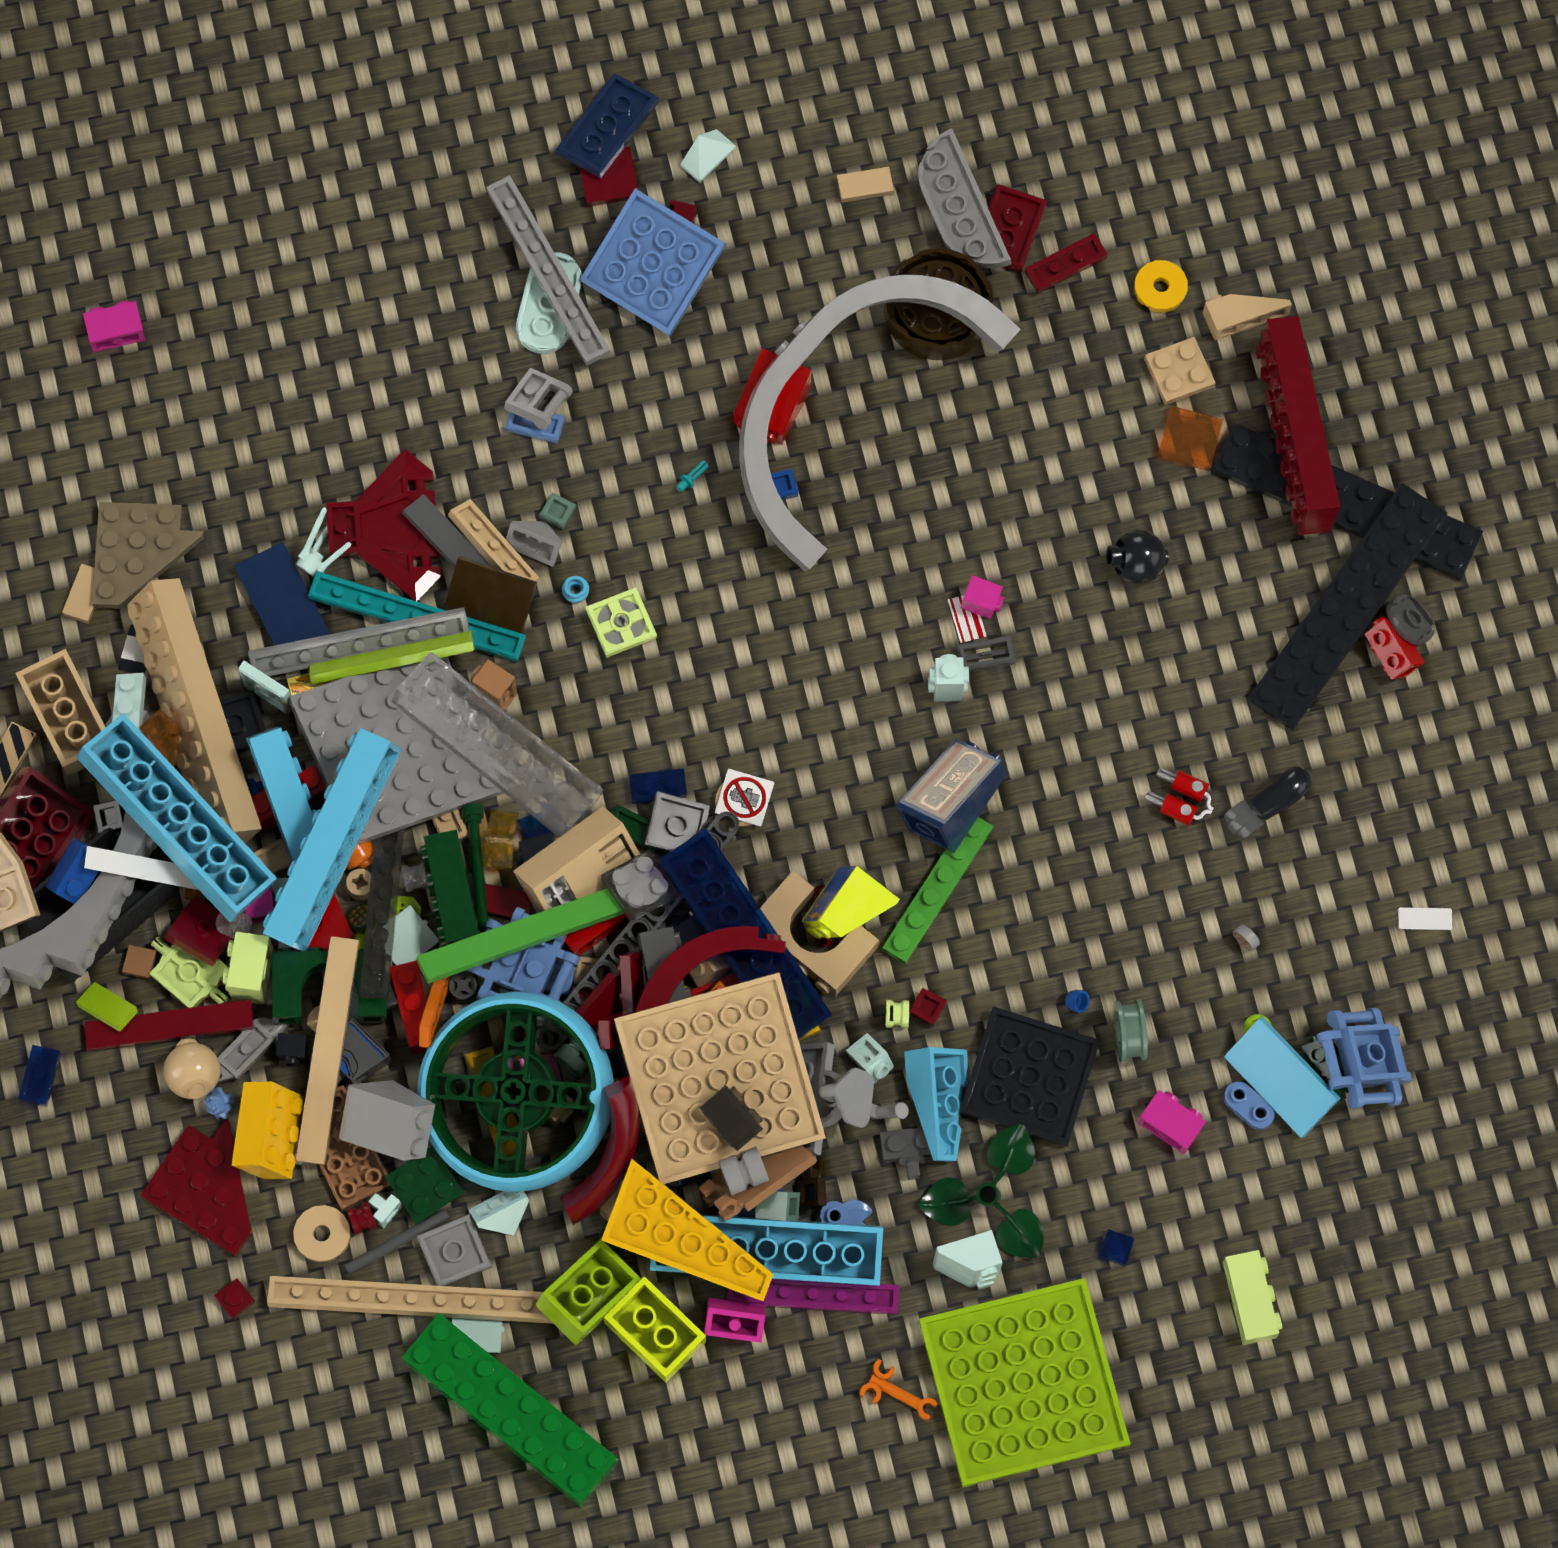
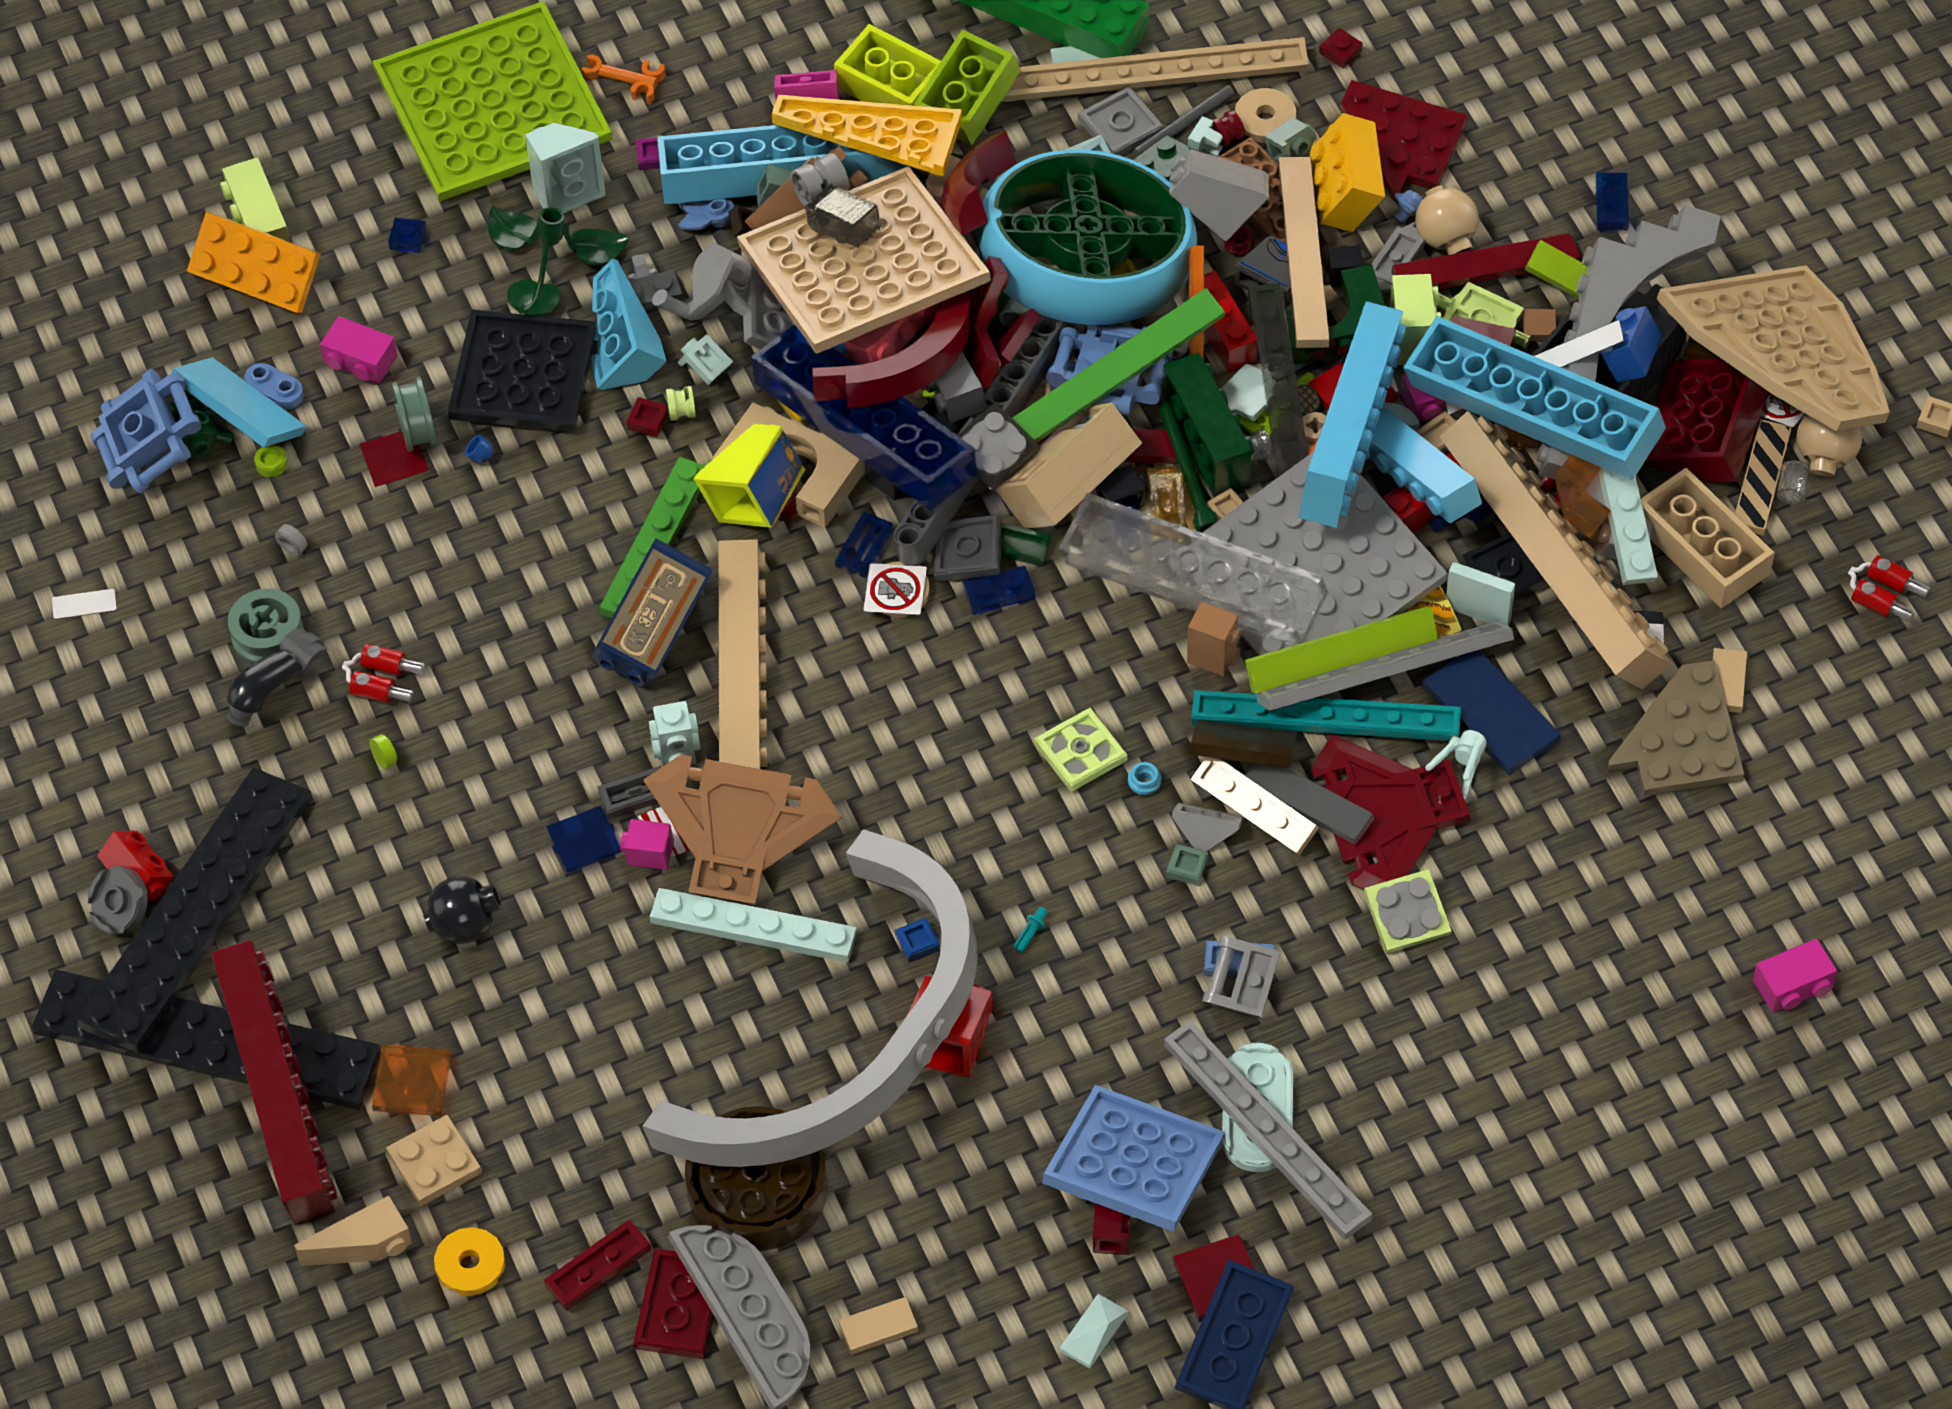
camera: 175 degrees right, 15 degrees down
(307, 1187) = (1290, 140): none -> sand green brick
(396, 435) = (1407, 911): none -> light grey piece
(749, 870) = (854, 565): none -> clear blue tile
(887, 727) = (740, 654): none -> tan brick
(908, 520) = (753, 925): none -> light aqua plate
(909, 588) = (737, 821): none -> medium nougat plate
(1032, 622) = (583, 839): none -> clear blue piece
(1159, 1015) = (390, 460): none -> dark red sticker
(1186, 721) = (383, 751): none -> lime tile
(1257, 1228) = (253, 262): none -> light orange plate
(1258, 843) = (260, 614): none -> sand green wheel

